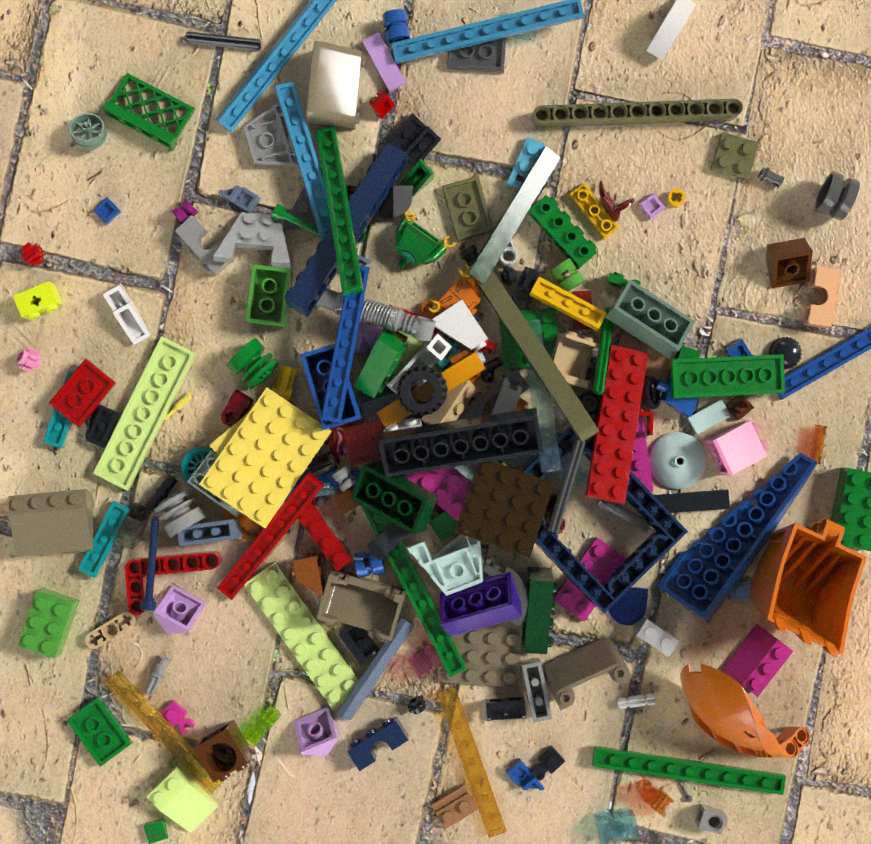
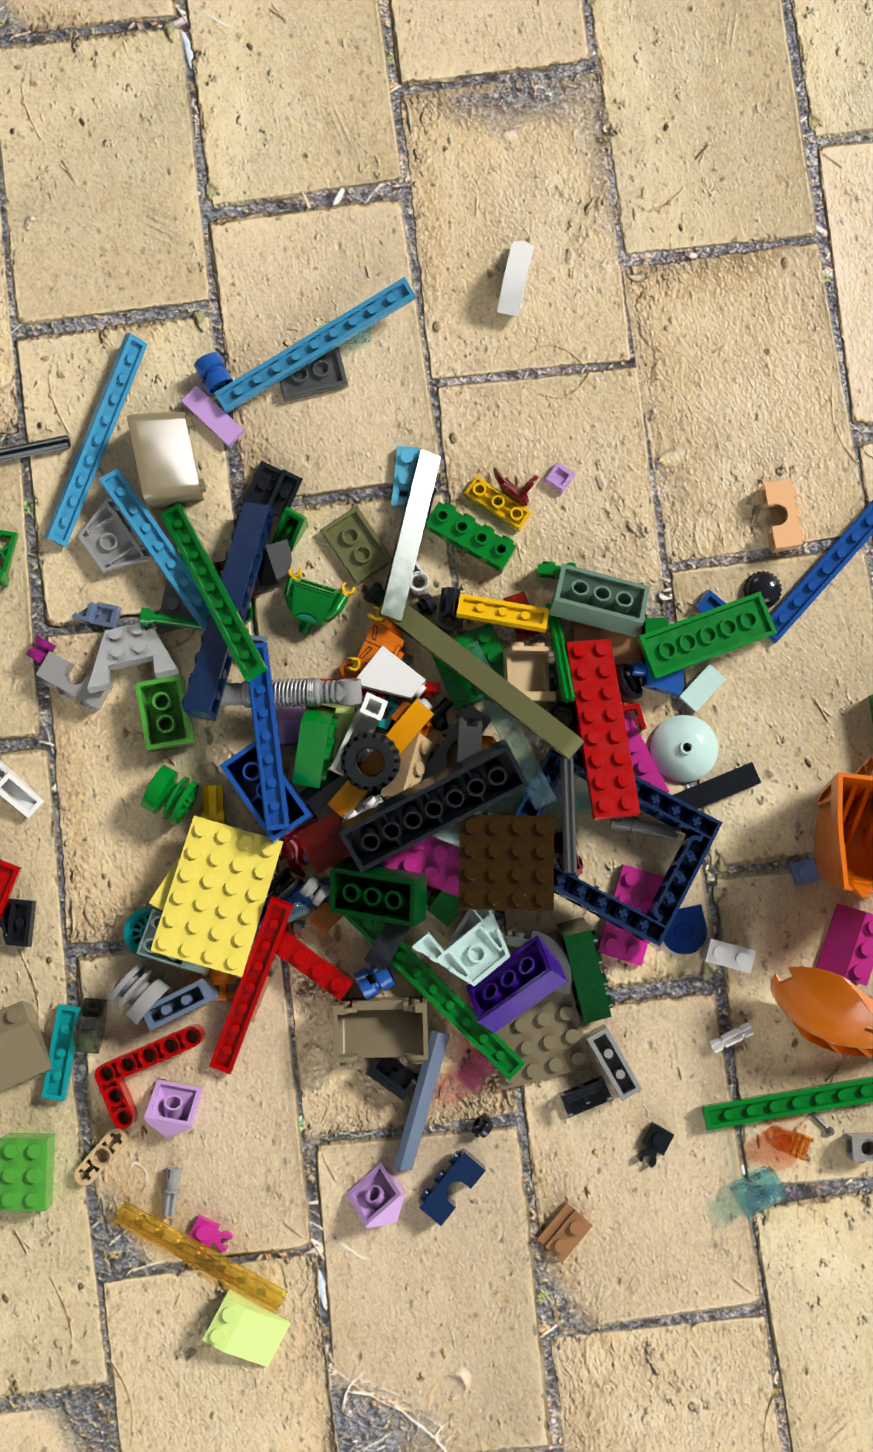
camera: 15 degrees left, 5 degrees down
(99, 731) = (124, 1281): green plate -> none
(144, 413) = (64, 892): yellowish green plate -> none
(148, 601) = (134, 1108): dark blue piece -> none
(156, 831) = (226, 1378): green tile -> none
(161, 492) = (111, 976): black pin -> none
(179, 405) = (102, 868): light yellow piece -> none
(215, 767) = (273, 1278): reddish brown brick -> none
(237, 406) = (167, 849): dark red piece -> none
(263, 723) = (312, 1207): clear neon green axle -> none
(303, 634) = (325, 1087): yellowish green plate -> none
(309, 572) = (309, 1012): dark orange slope -> none
(382, 104) = (225, 462): red tile -> none
(471, 761) = (567, 1172): clear yellow tile -> none
(523, 776) = (632, 1169): blue slope -> none
(572, 280) = (499, 585): bright green wheel -> none
(582, 666) = (656, 1016): dark tan windscreen -> none
(645, 108) = (515, 373): olive beam -> none
(675, 204) = (585, 466): yellow bush -> none
(717, 561) = (767, 848): blue wedge -> none
(734, 156) = (632, 394): olive plate -> none
(736, 448) = (745, 712): bright pink slope -> none
(739, 406) = (732, 665): reddish brown tile -> none
(770, 177) = (679, 404): dark grey pin -> none
(789, 262) = (731, 489): reddish brown slope -> none
(818, 443) = (834, 678): clear orange pin -> none
(837, 196) = (758, 400): dark grey wheel -> none

